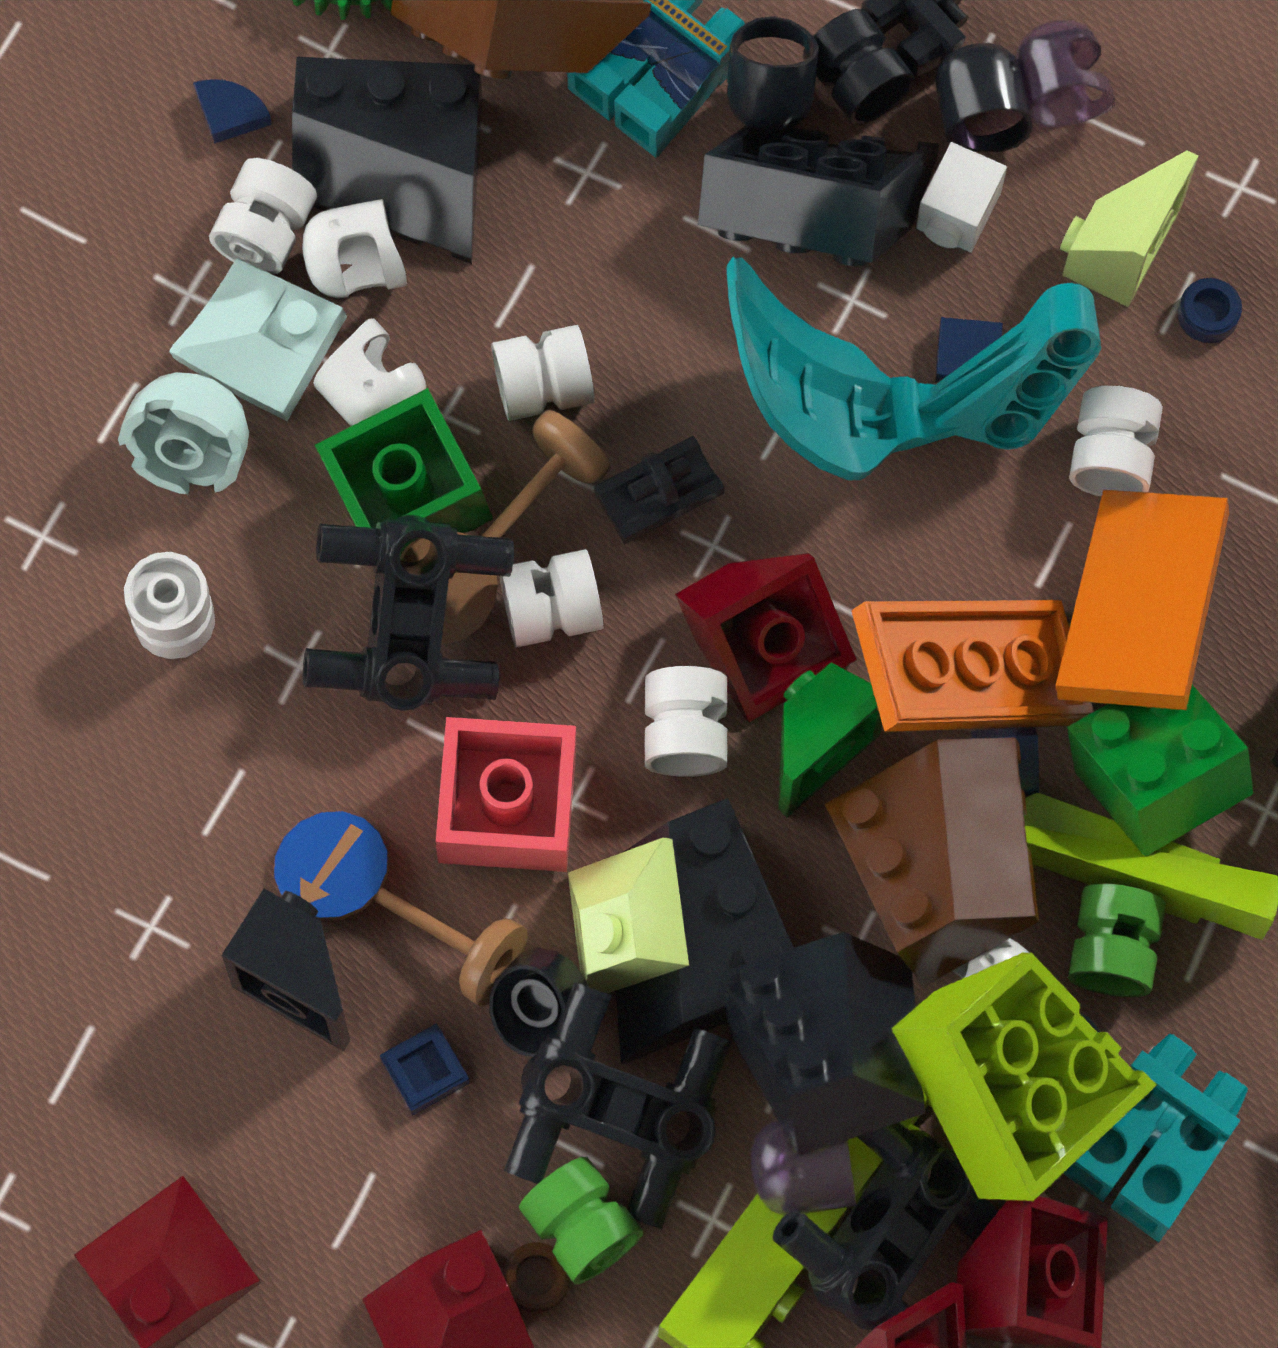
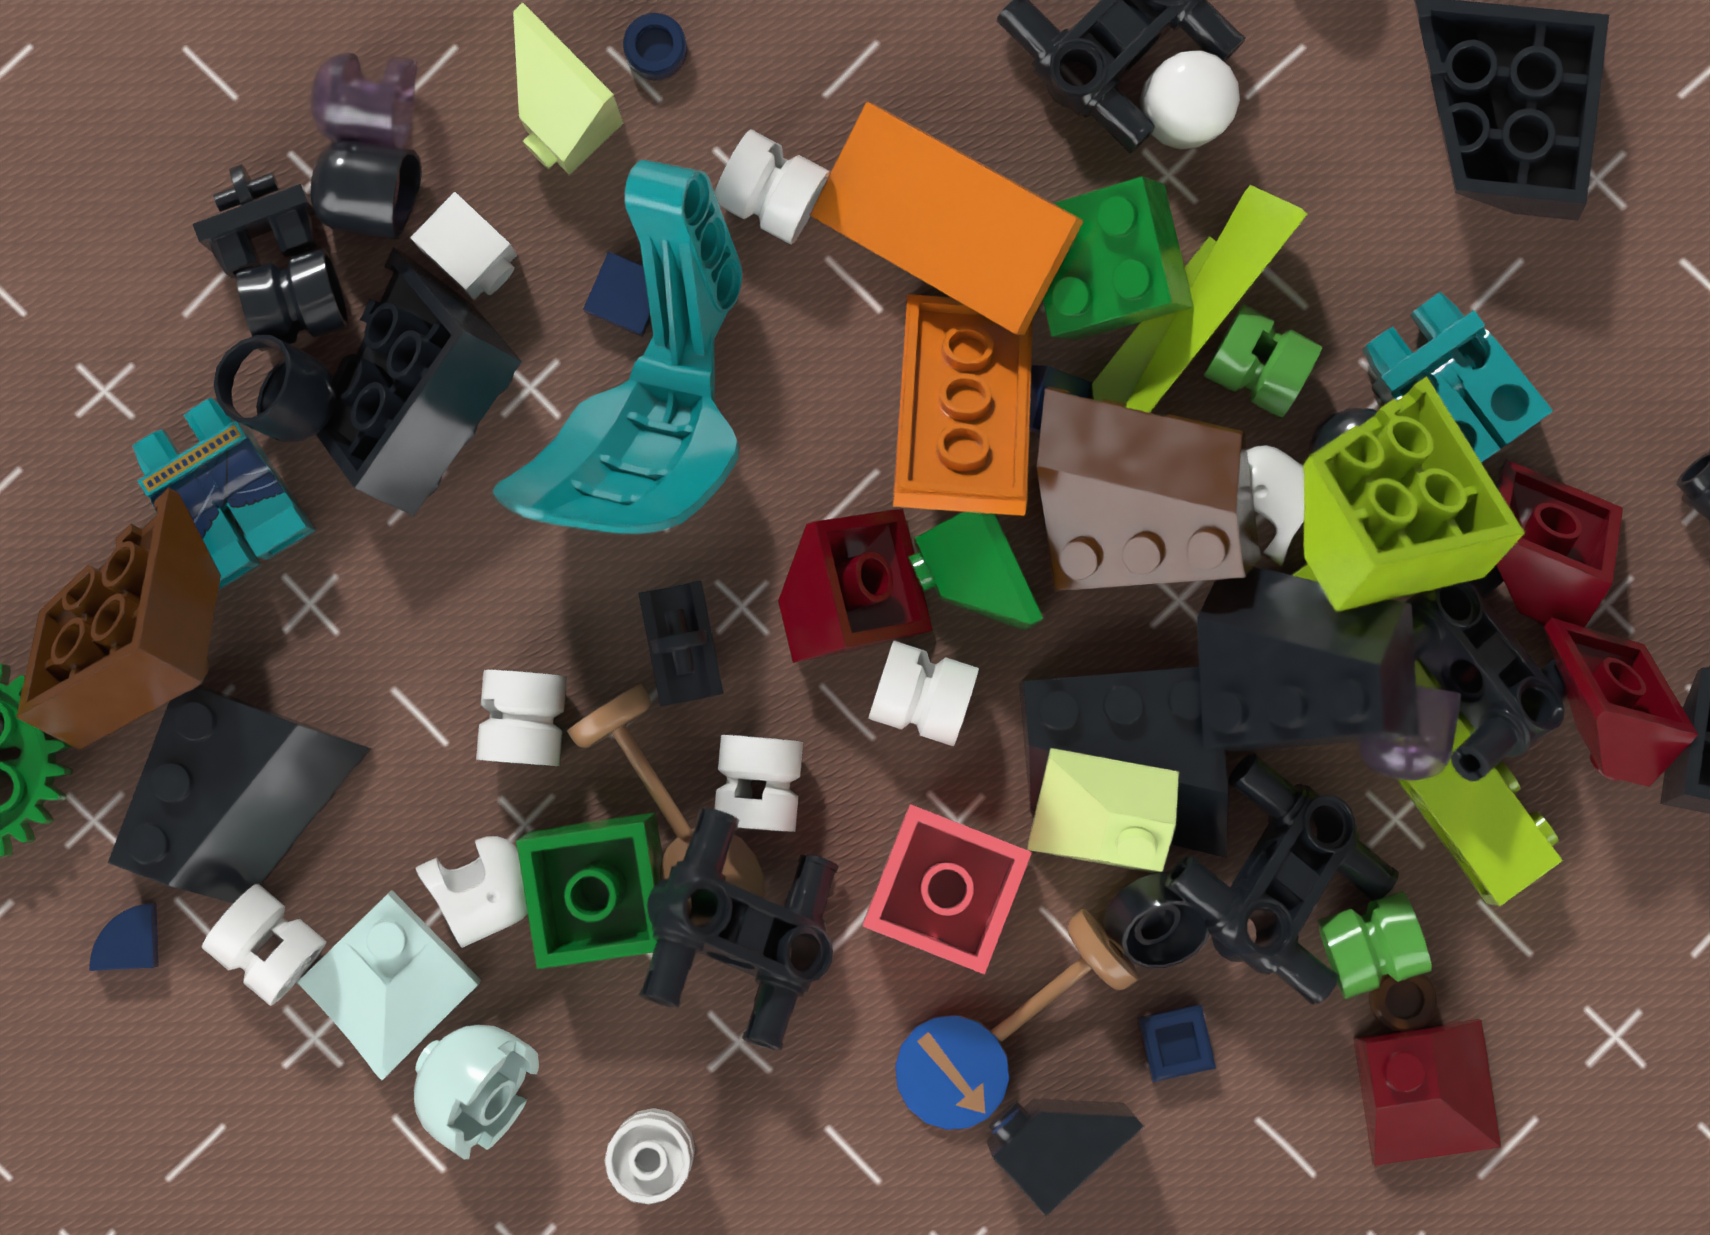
camera: 70 degrees left, 15 degrees up
(352, 236) = (309, 859): white helmet -> none

